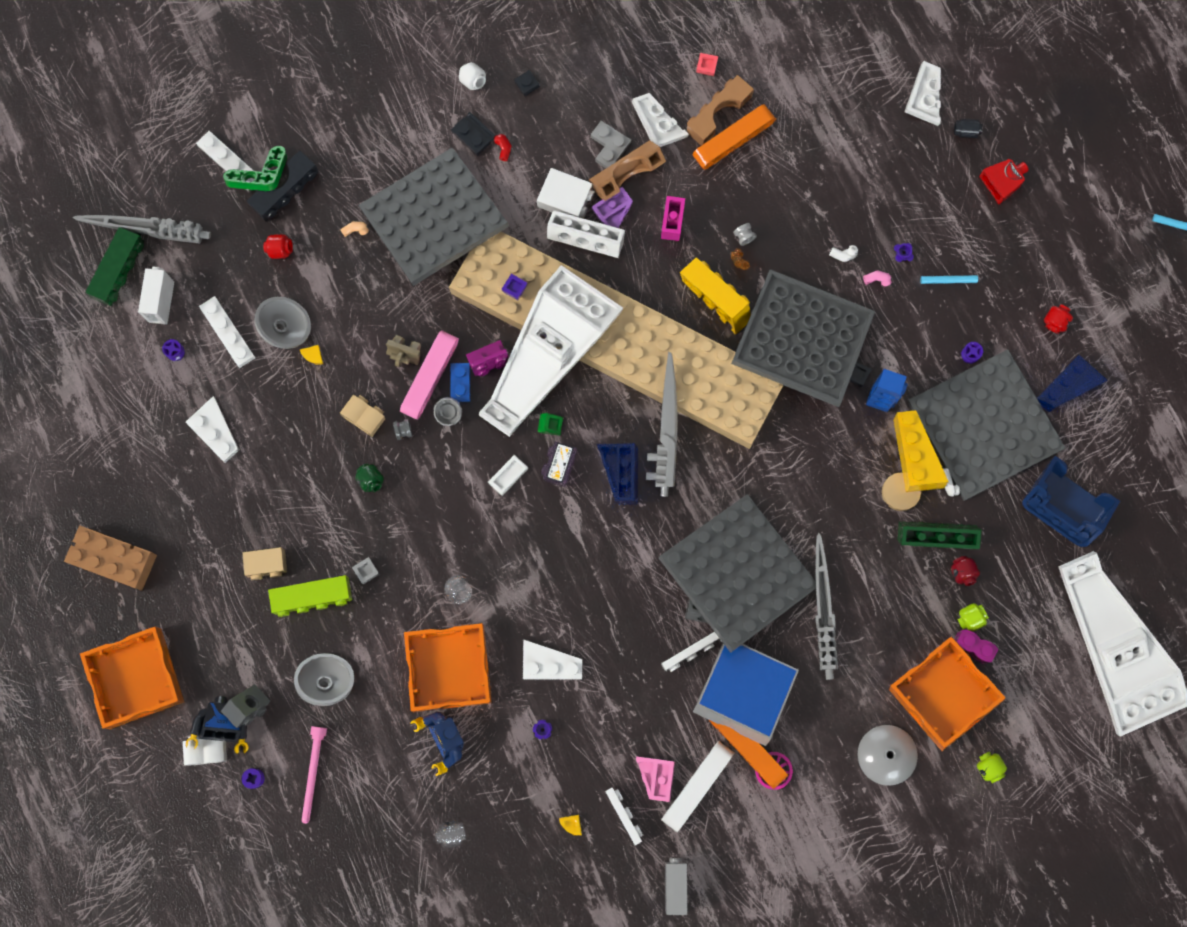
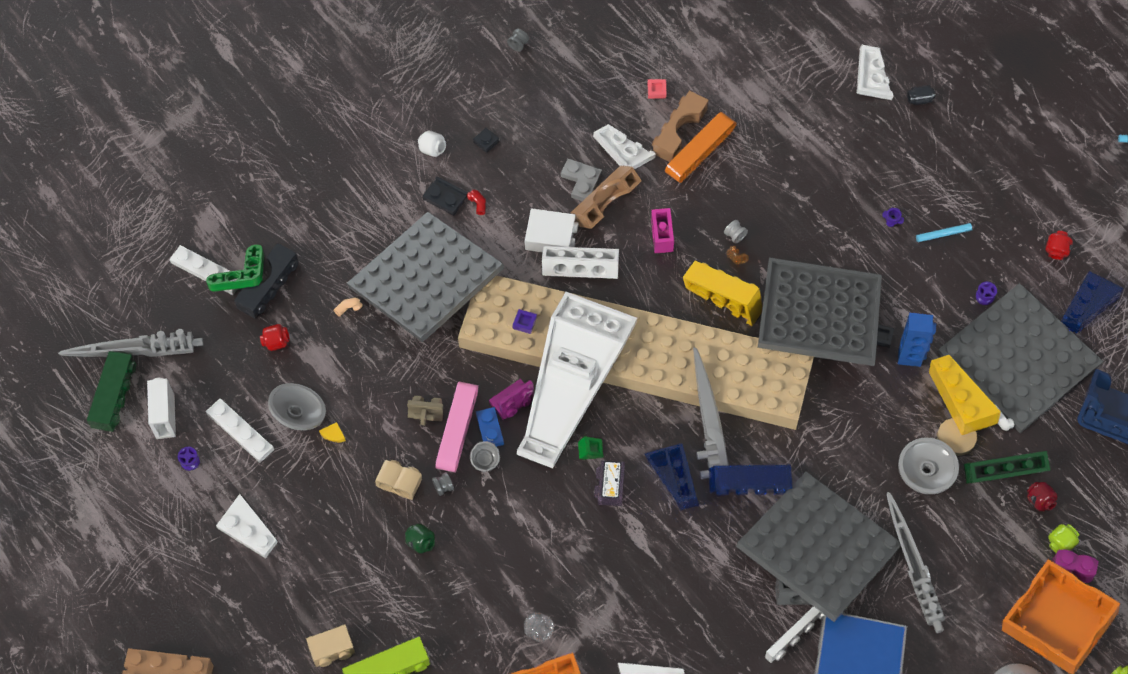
camera: 15 degrees left, 15 degrees down
(365, 570) = (437, 630): light grey plate -> none
(508, 475) = (560, 506): white tile -> none
(614, 209) = (601, 235): medium lavender wing -> none
(690, 492) = (750, 479): none -> clear blue brick
(845, 255) = (838, 231): white arm -> none
(873, 507) = (930, 455): none -> light grey dish
(885, 278) = (882, 243): bright pink arm -> none
(1004, 178) = (968, 132): red torso -> none

